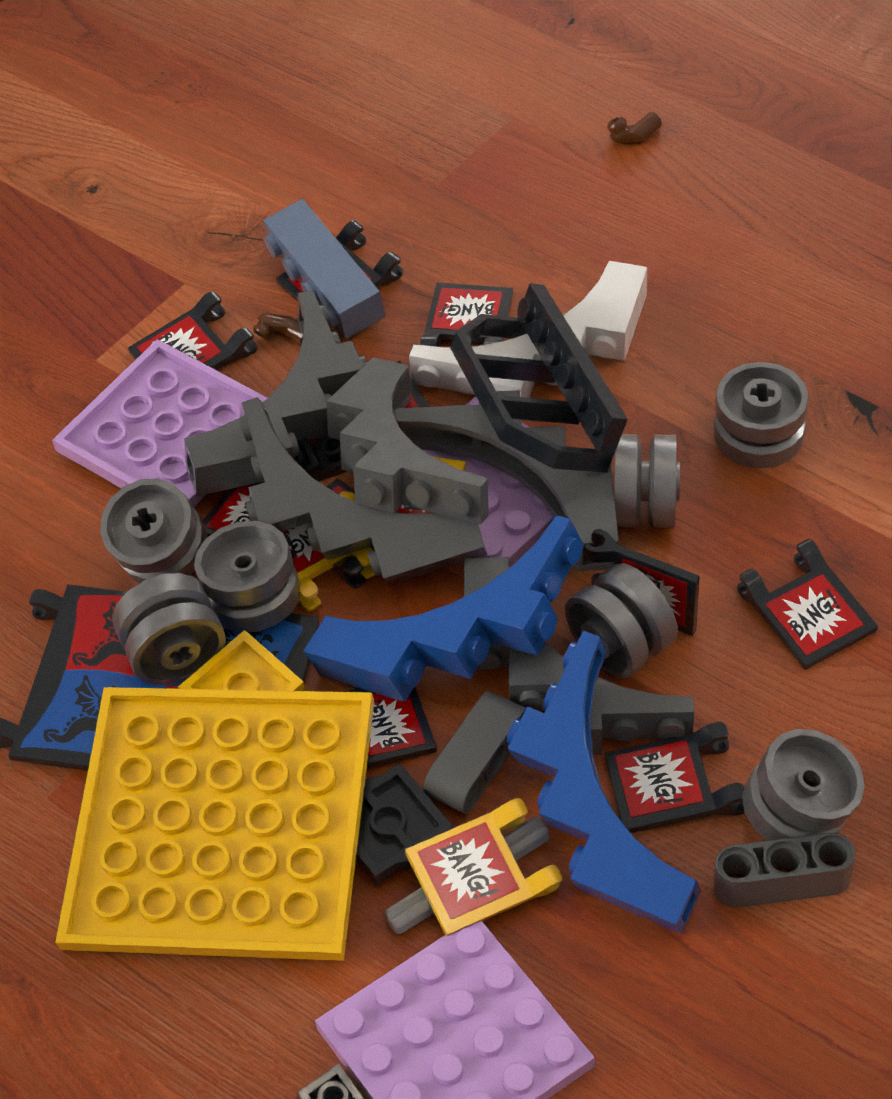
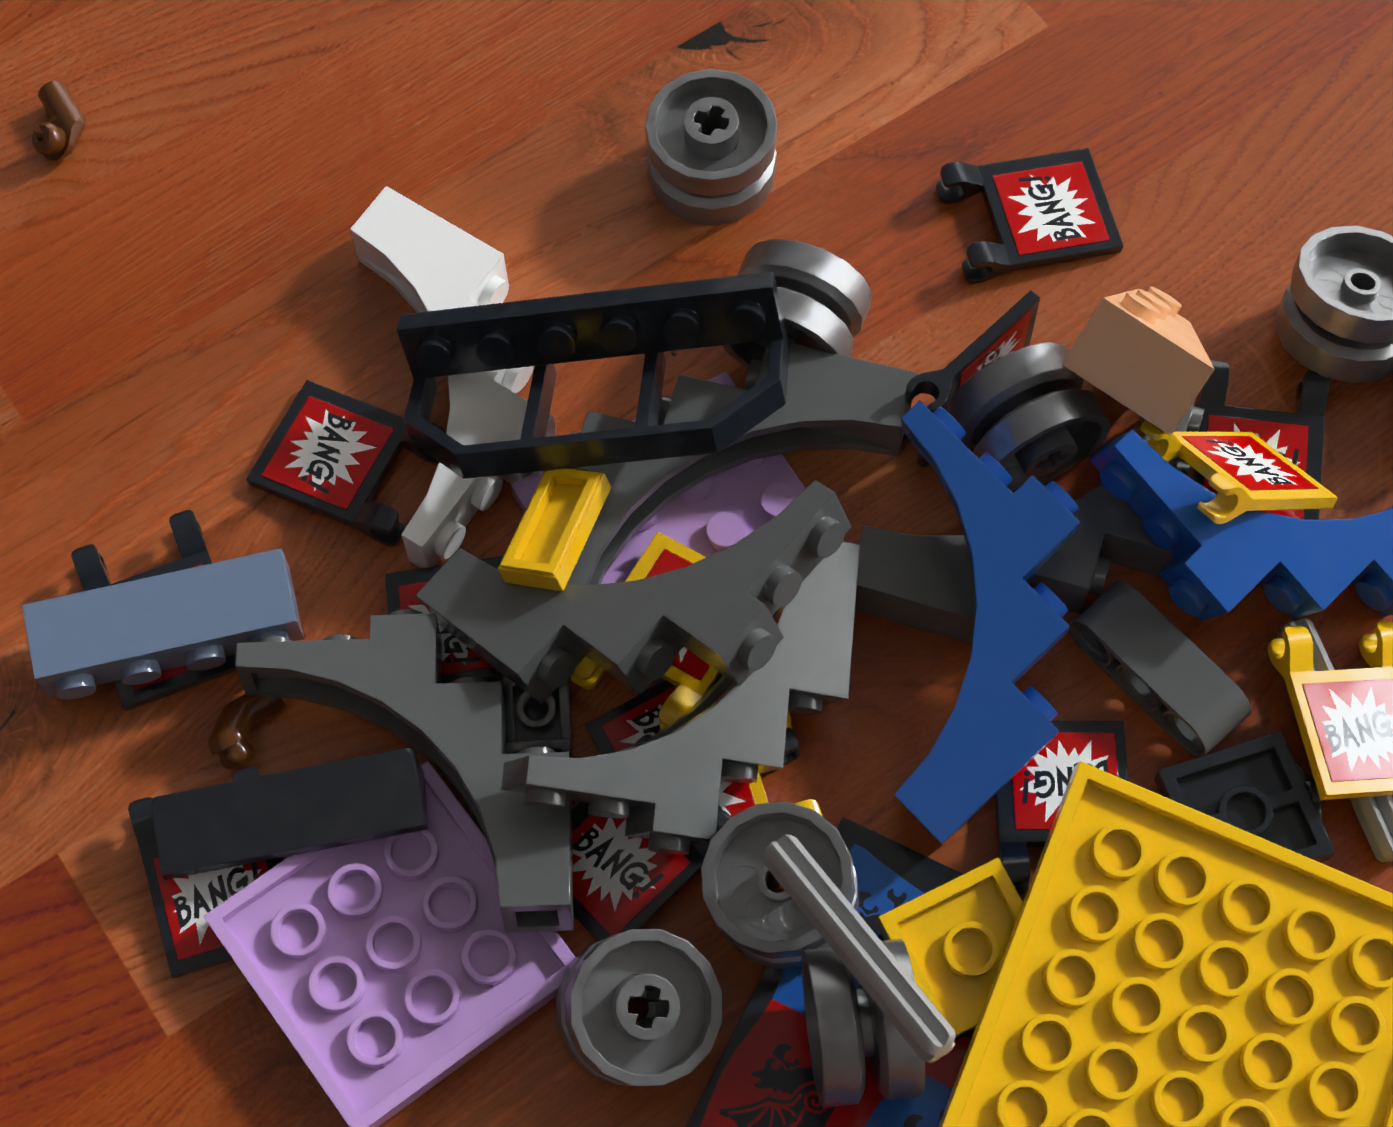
camera: 75 degrees left, 15 degrees up
(193, 585) = (860, 949): none -> light grey axle
(225, 351) = (289, 813): none -> black slope
(428, 392) = (554, 529): none -> yellow tile
(620, 733) = (1243, 472): none -> yellow flag
(685, 650) = (1142, 355): none -> light nougat wedge

